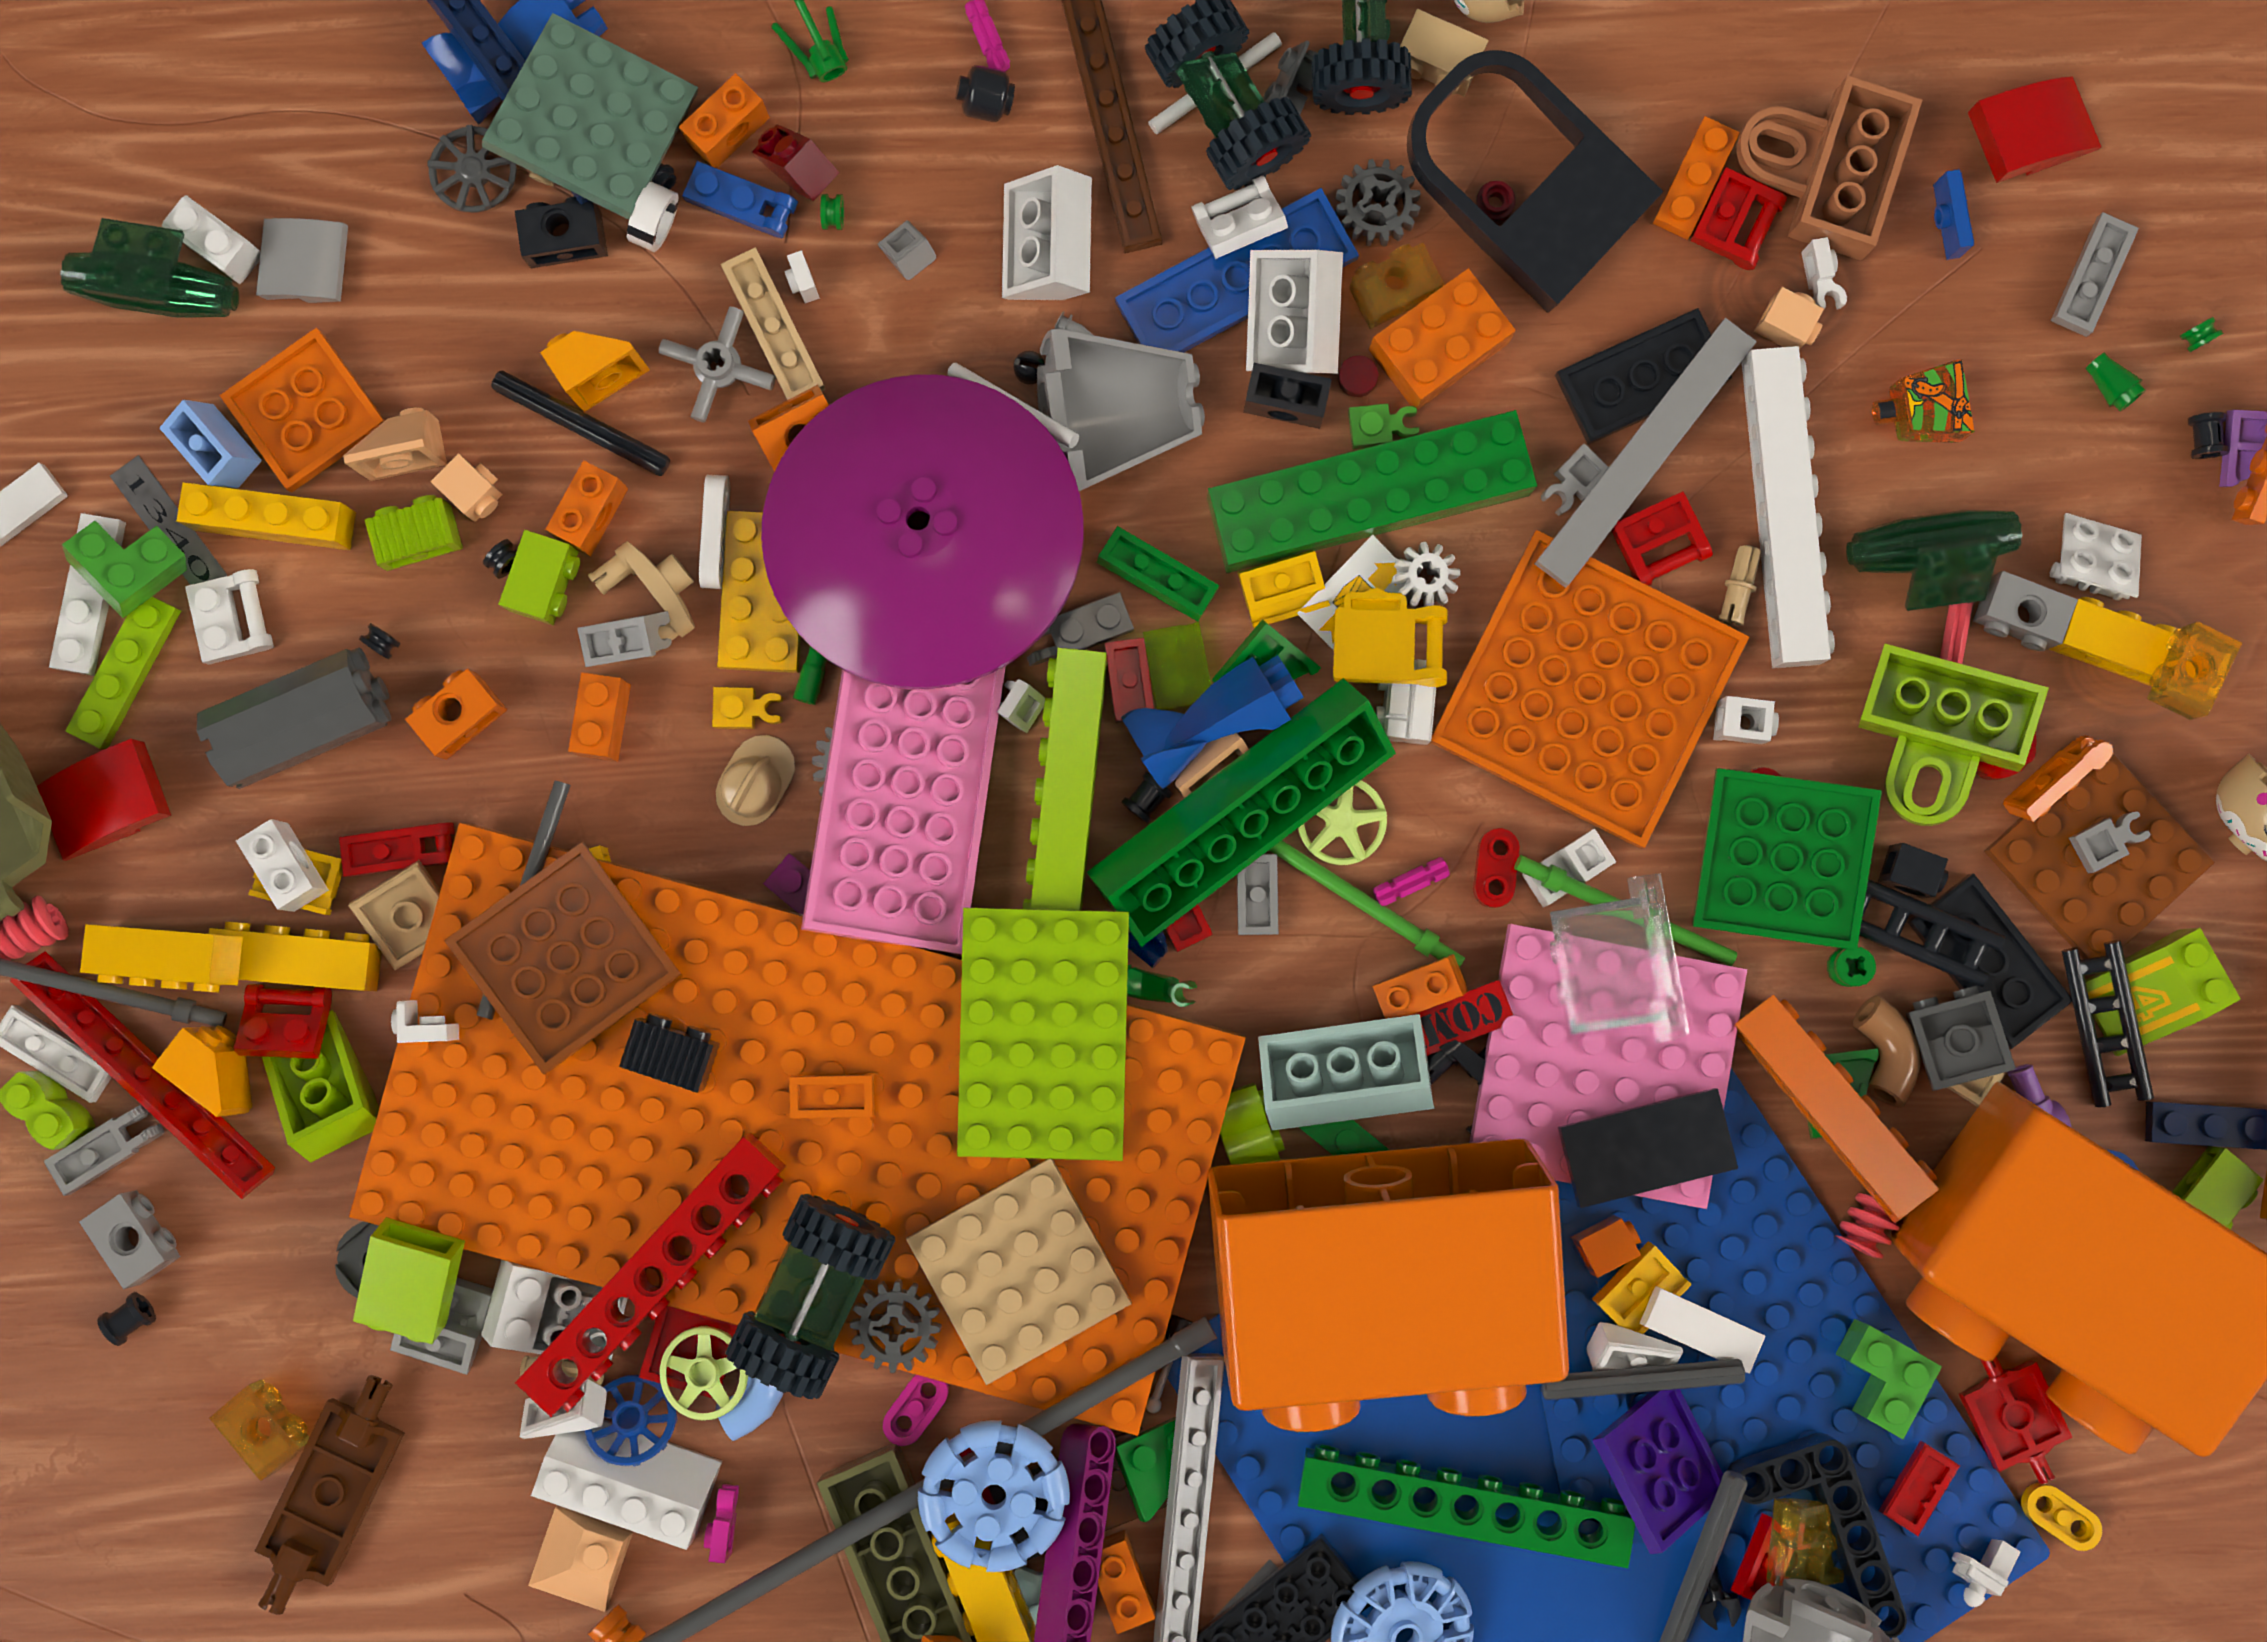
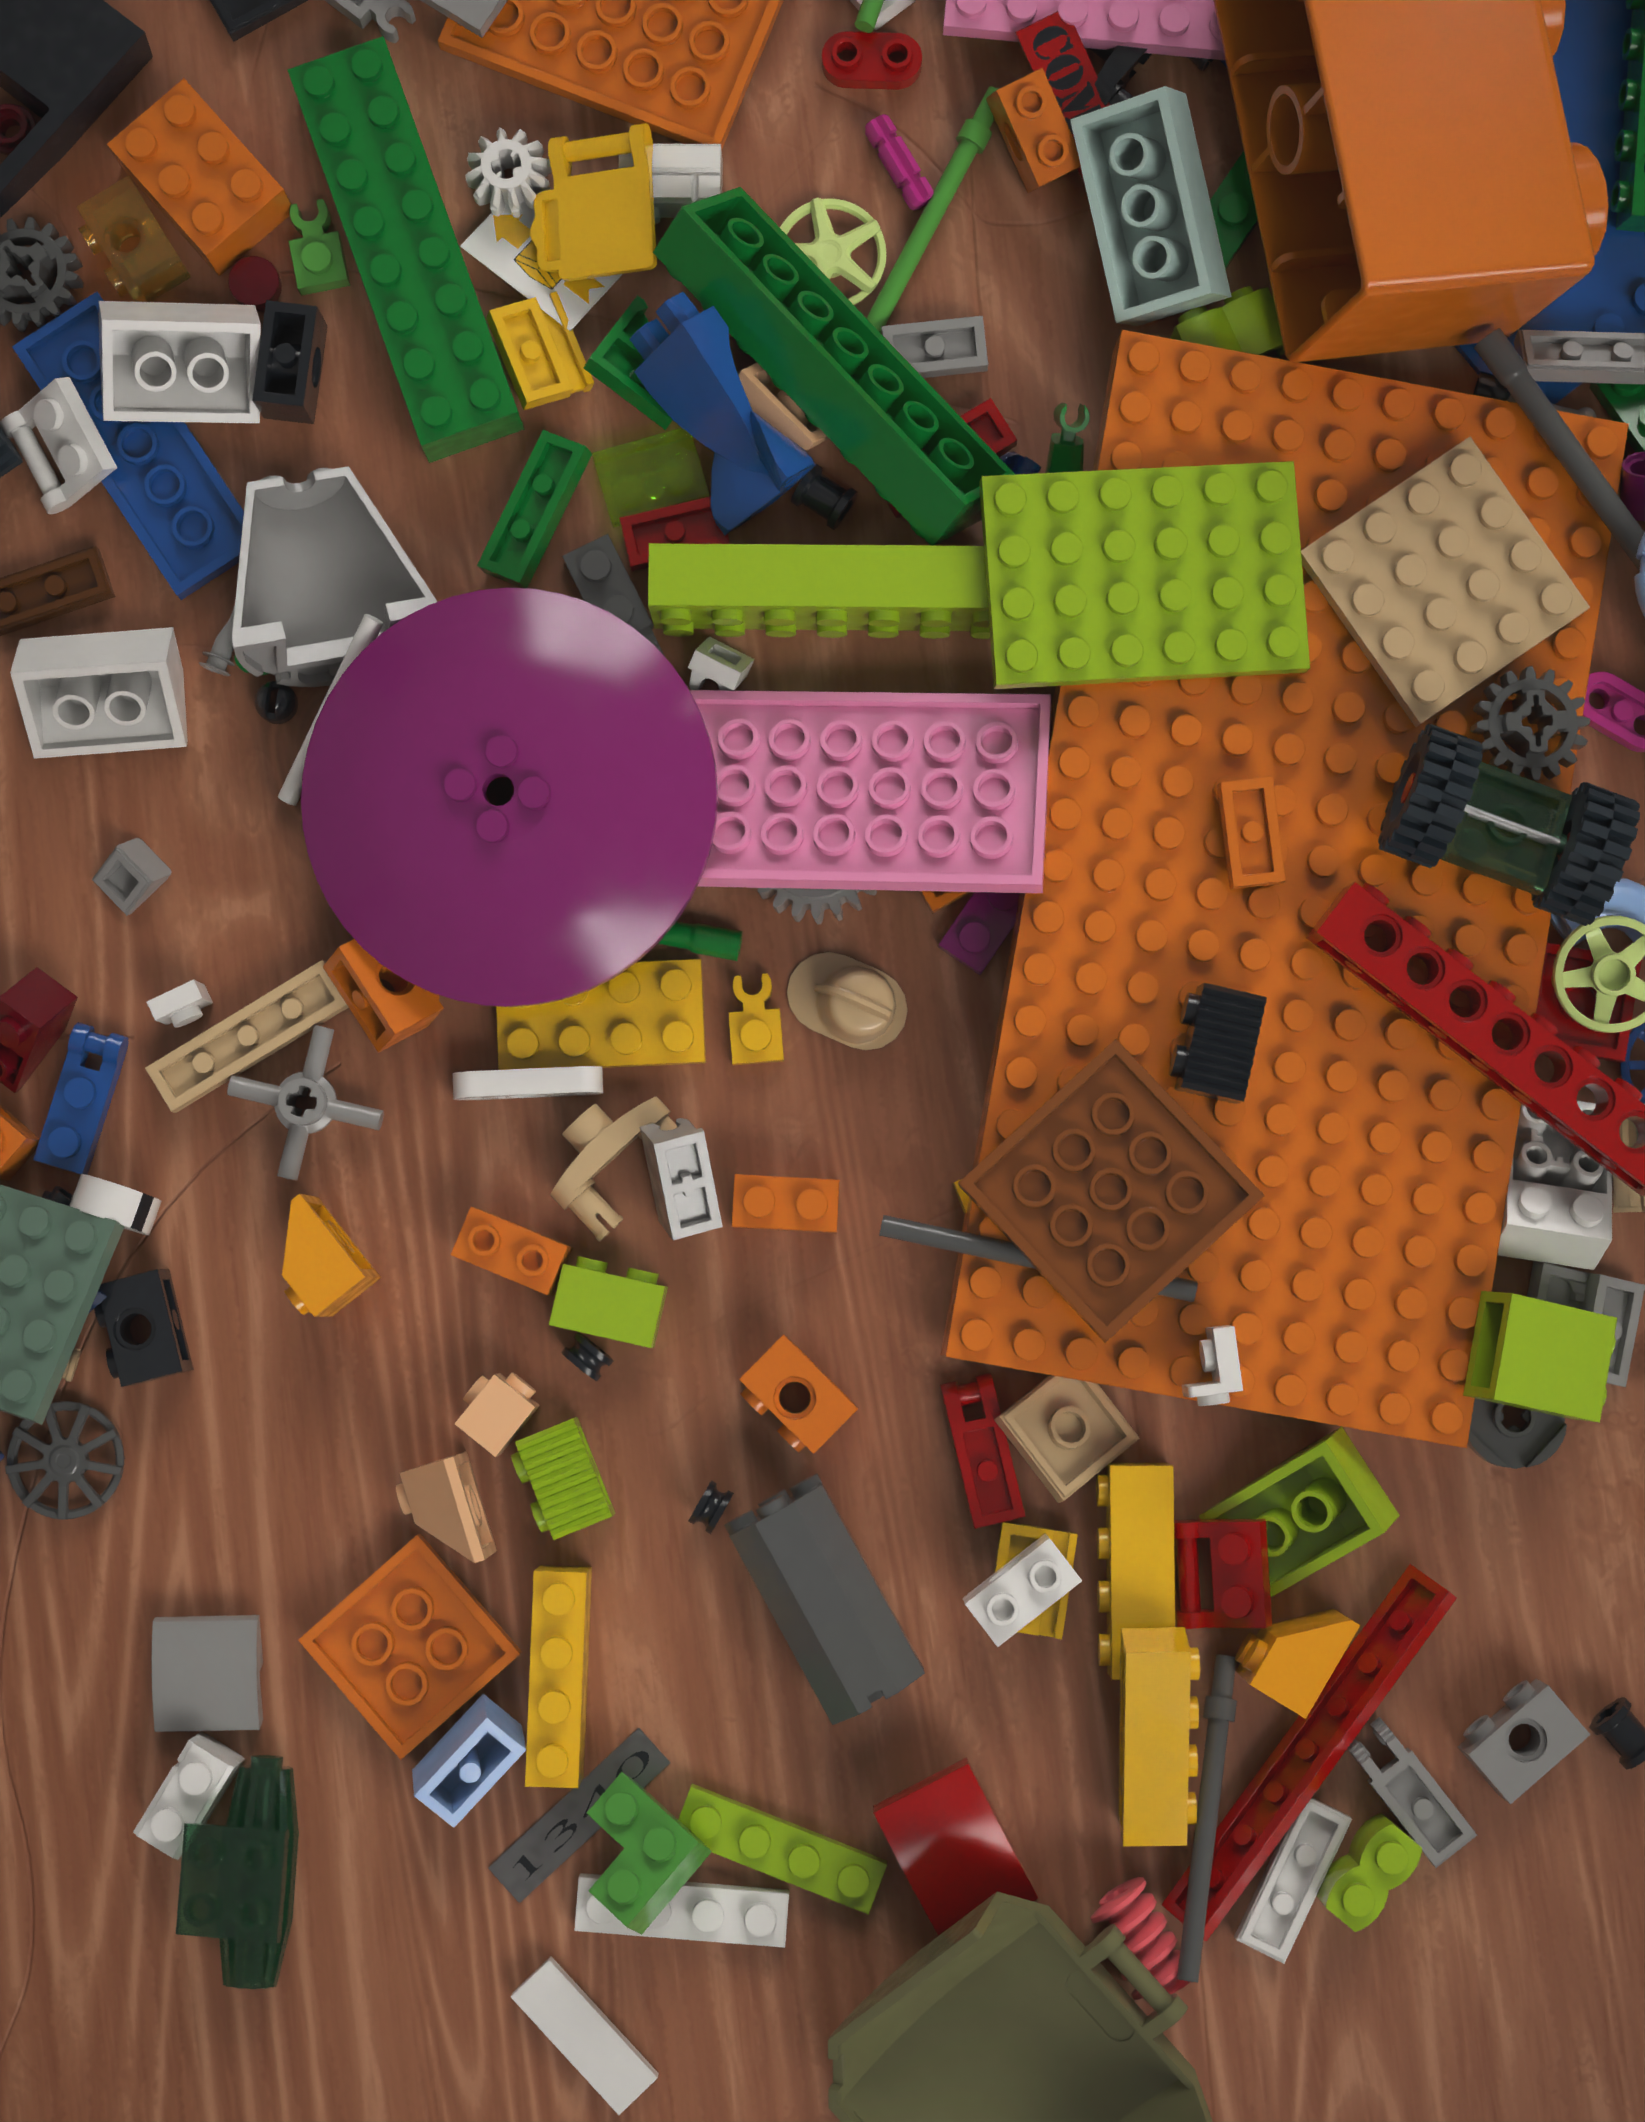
camera: 90 degrees left, 0 degrees up
(217, 618) = (700, 1730): white plate -> none
(580, 423) = (397, 1277): black axle -> none
(832, 211) = (89, 974): green bush -> none

